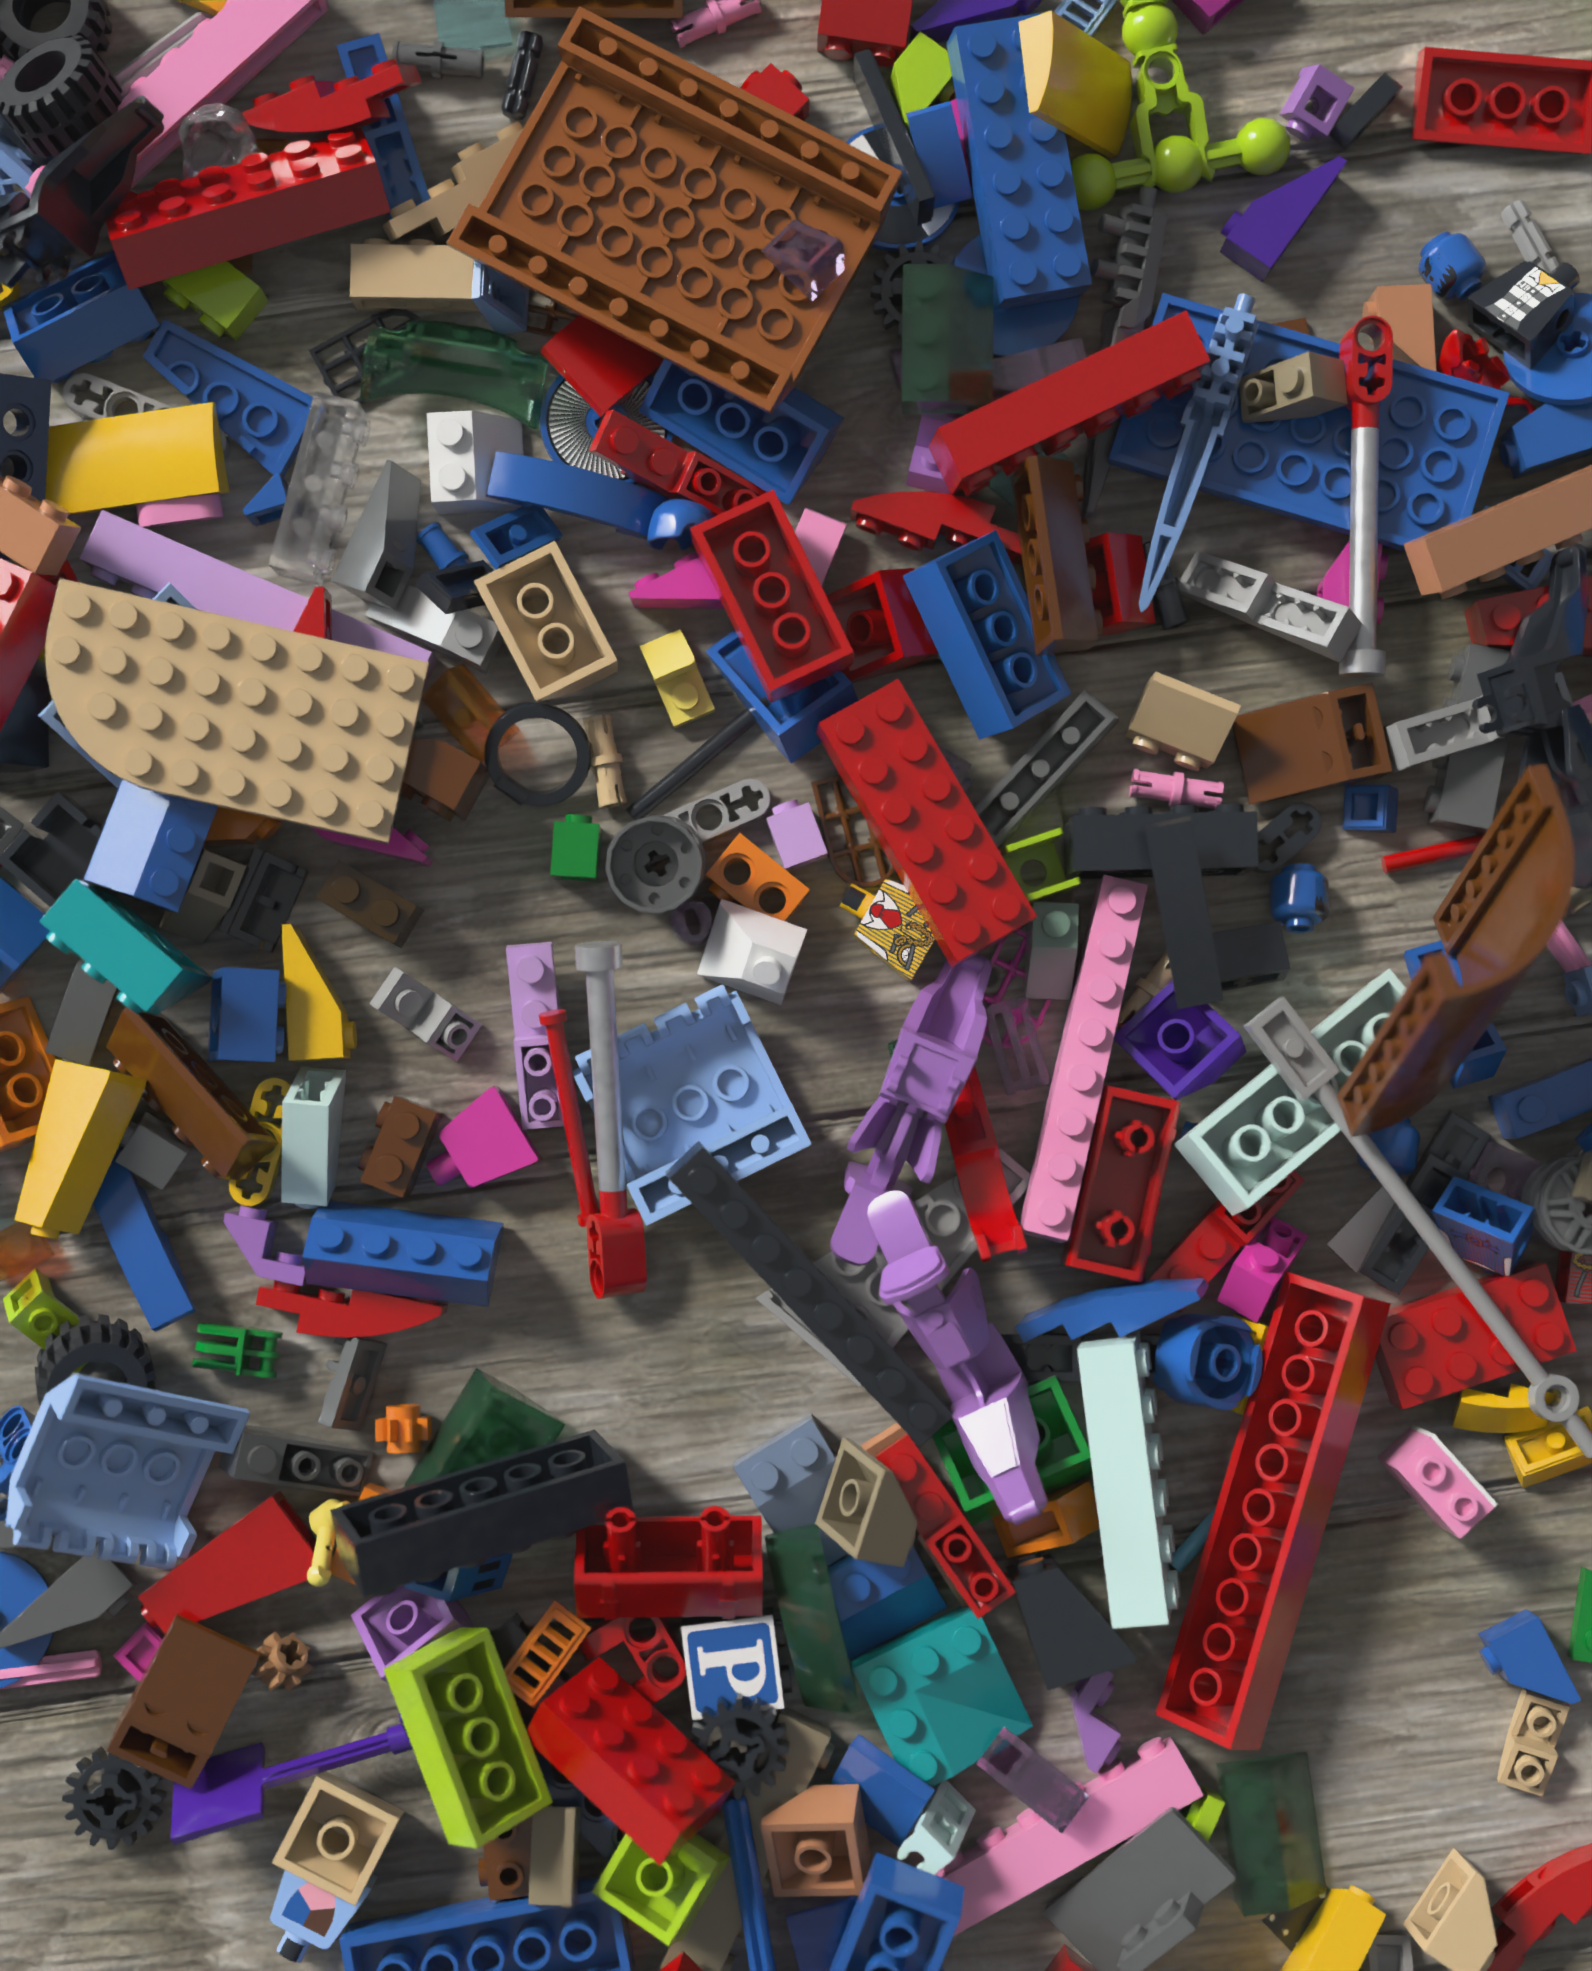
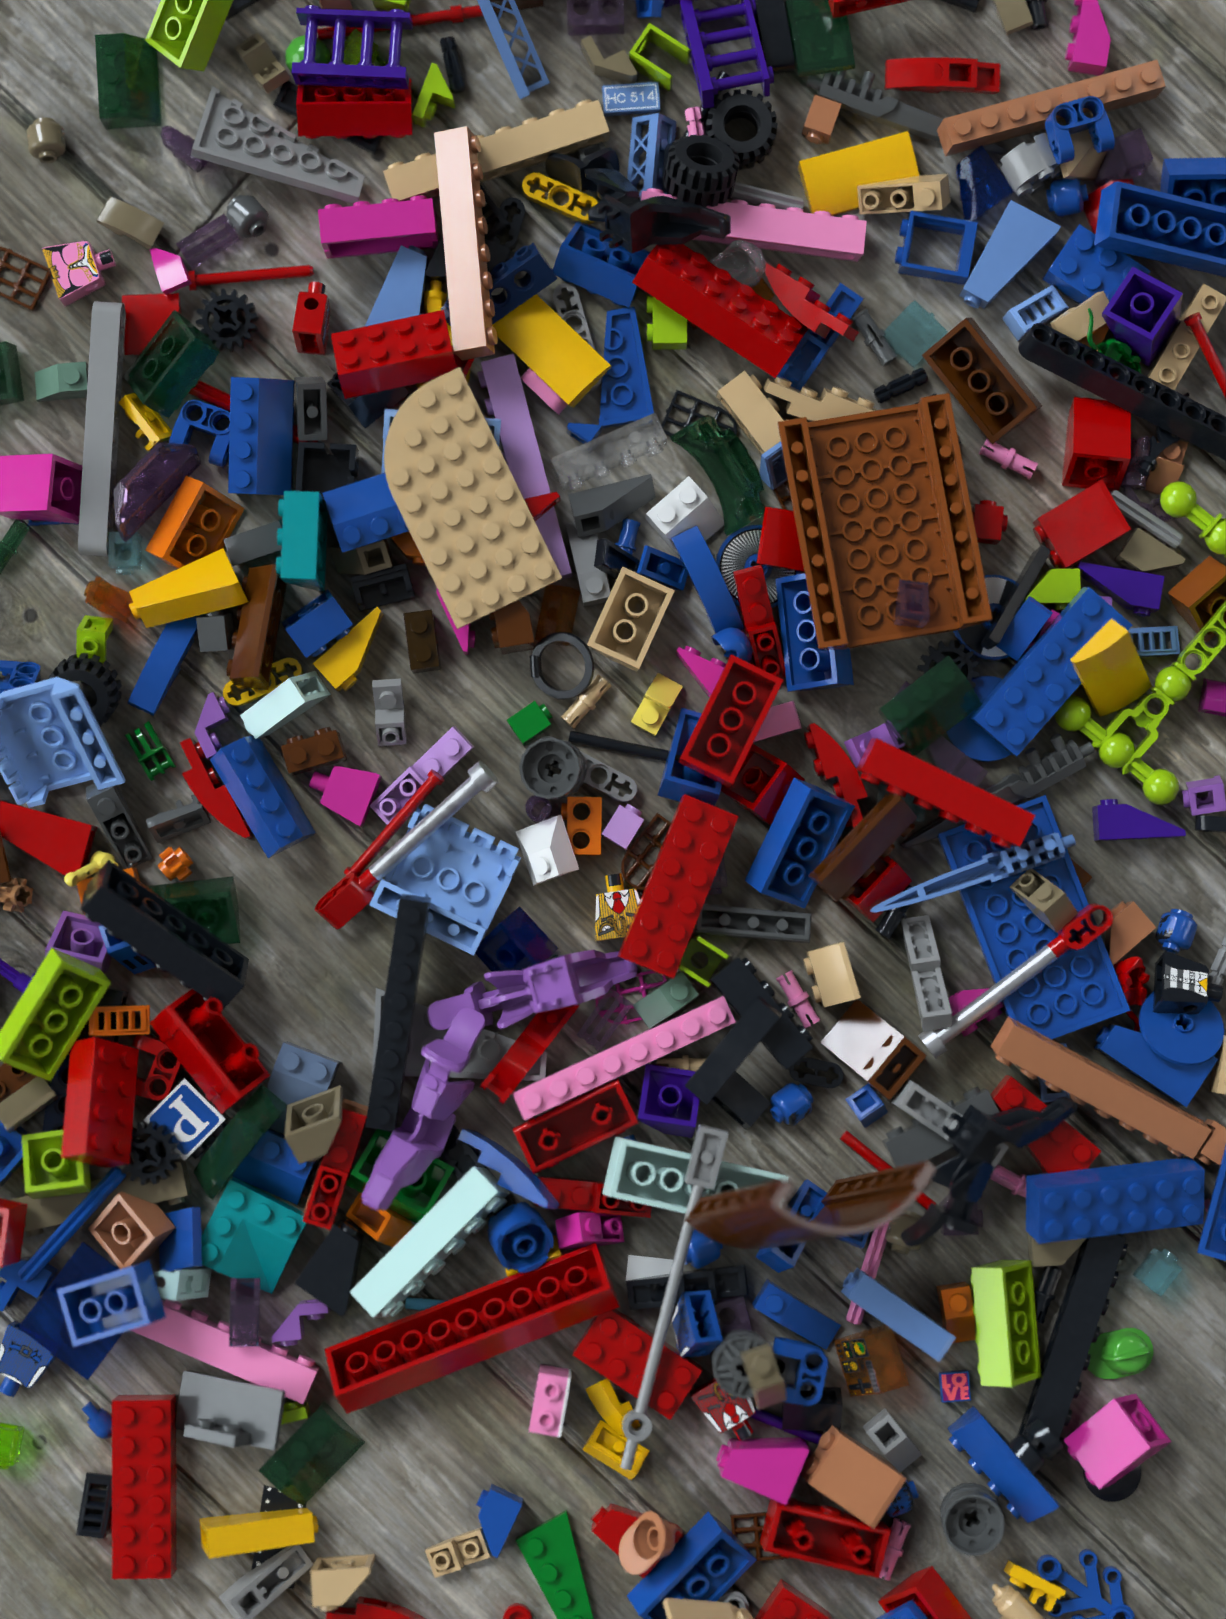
camera: 50 degrees right, 0 degrees up
(838, 1083) = (515, 944): none -> clear blue slope

